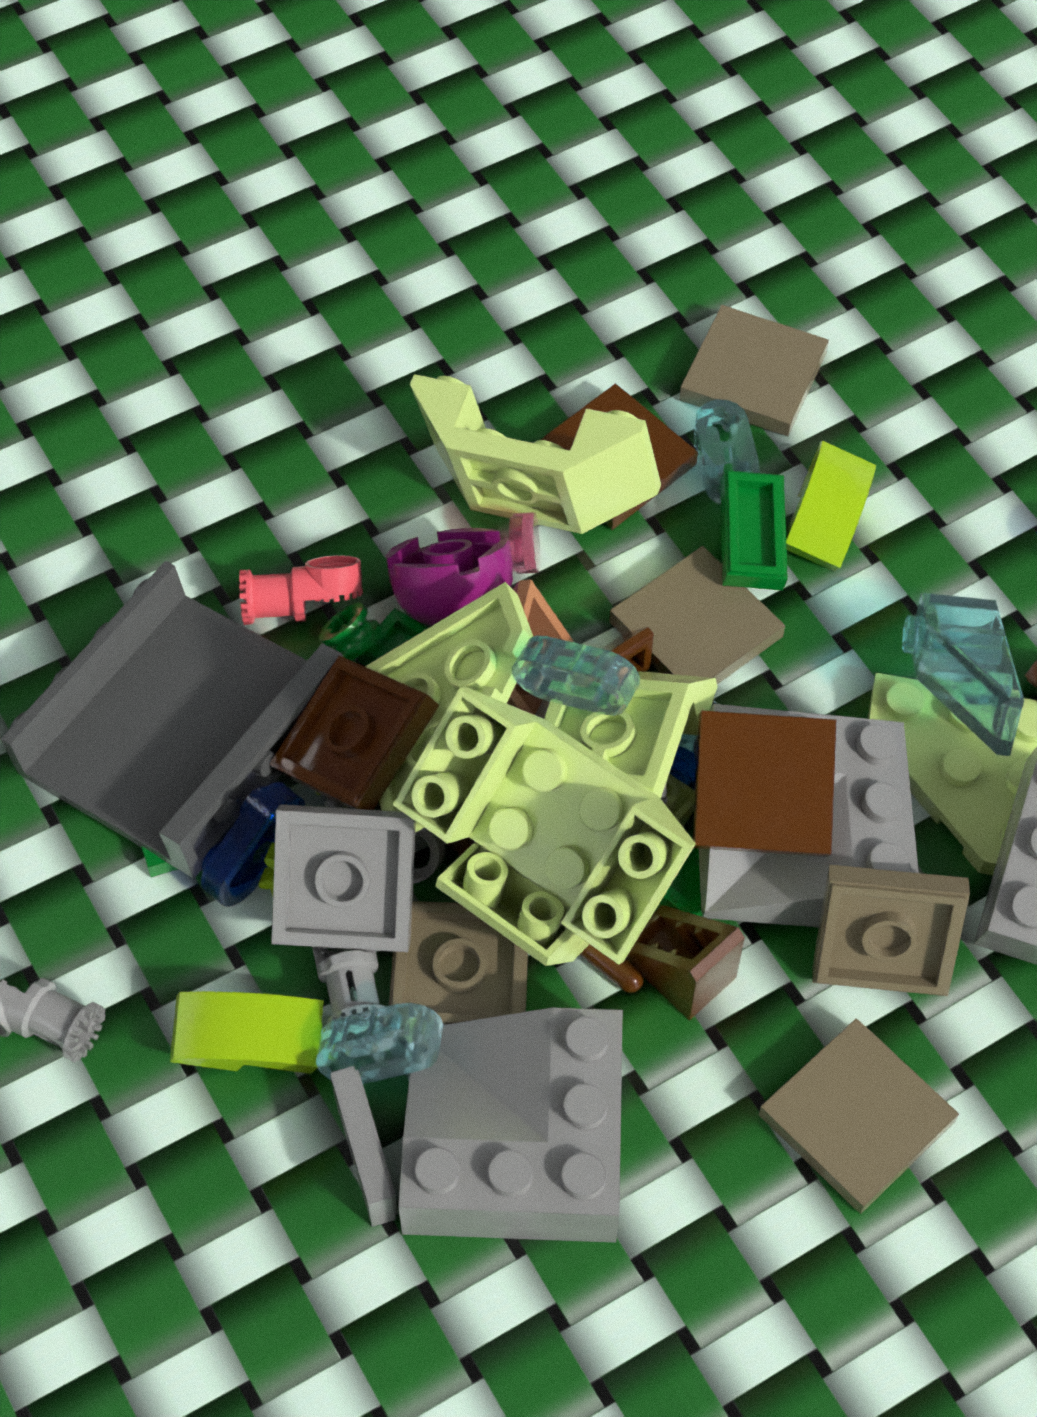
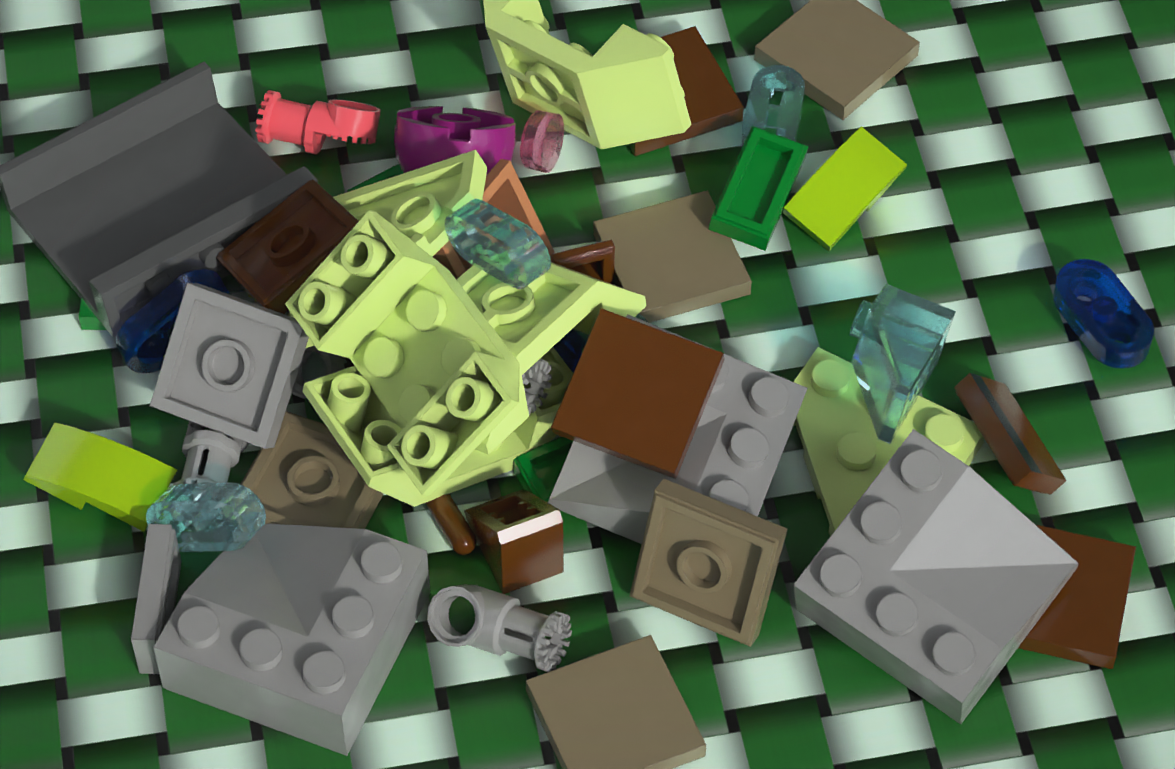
camera: 20 degrees right, 5 degrees down
(351, 631) = (346, 172): green bush -> none
(713, 1058) = (501, 626): none -> light grey connector

